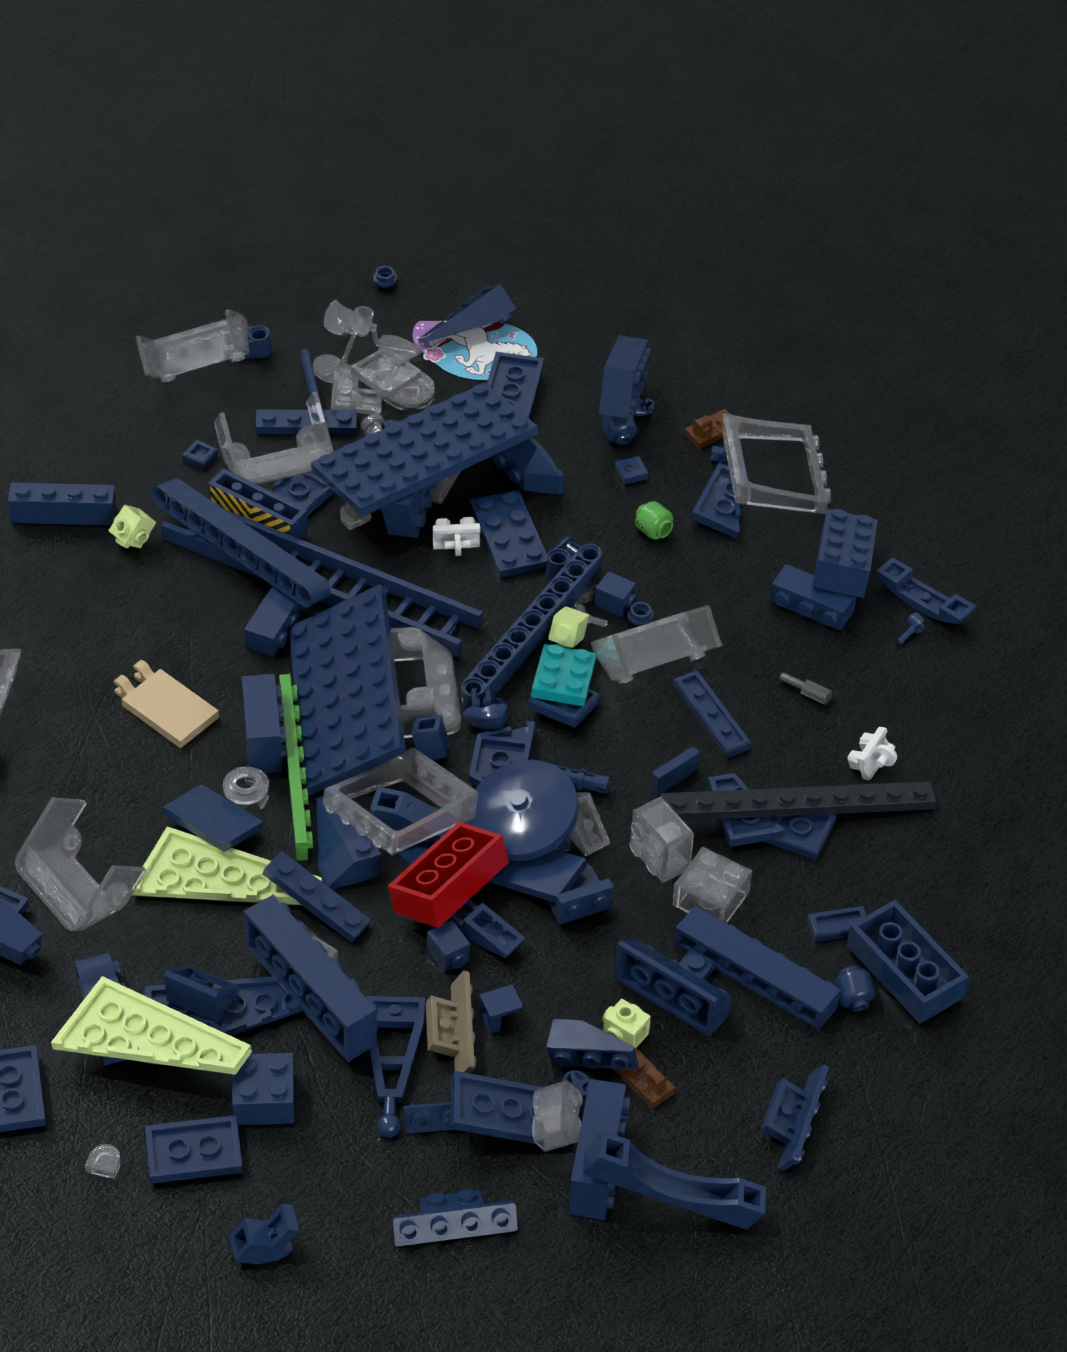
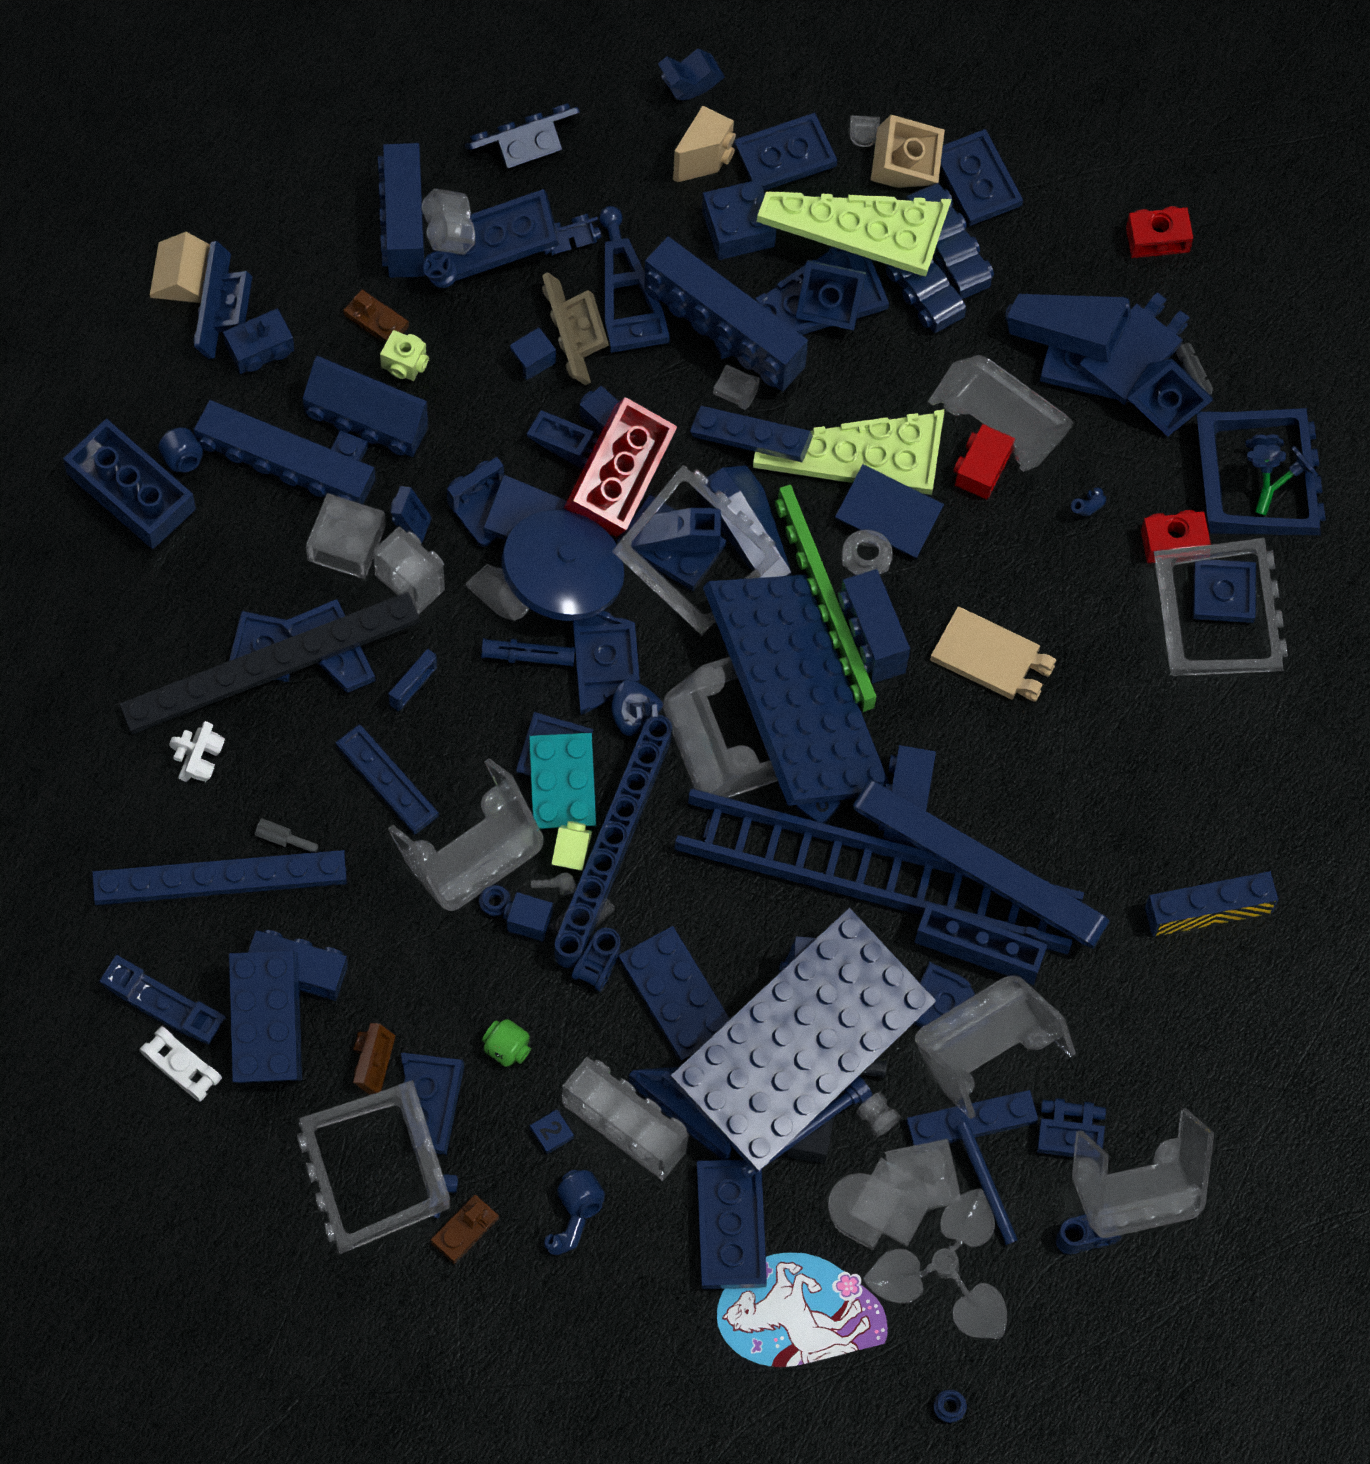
camera: 165 degrees right, 20 degrees up
(31, 795) = (1087, 508): none -> dark blue arm
(59, 1002) = (956, 250): none -> dark blue brick
(74, 1114) = (907, 153): none -> tan slope
(110, 842) = (984, 461): none -> red brick
(132, 527) = (1116, 881): yellowish green brick -> none
(200, 455) = (1084, 1035): dark blue tile -> none
(234, 394) = (1059, 1136): none -> dark blue plate
(277, 1152) = (704, 146): none -> tan slope
(431, 736) = (687, 654): dark blue brick -> none
(456, 536) = (734, 961): white hips -> none
(484, 308) = (811, 1350): dark blue wedge -> none
(577, 450) = (625, 1117): none -> clear brick
(584, 1045) = (440, 323): dark blue slope -> none
(624, 377) = (587, 1233): dark blue brick -> none
(650, 889) = (410, 513): none -> dark blue hinge
(724, 1199) = (273, 184): dark blue arch -> none
(758, 537) = (375, 1053): none -> reddish brown hinge
(761, 1068) = (259, 341): none -> dark blue brick
(830, 1155) = (180, 268): none -> tan slope
(834, 923) = (207, 534): dark blue tile -> none
(867, 672) = (219, 877): none -> dark blue plate
(916, 625) = (168, 958): dark blue hand -> none
(924, 565) = (180, 1064): none -> white plate

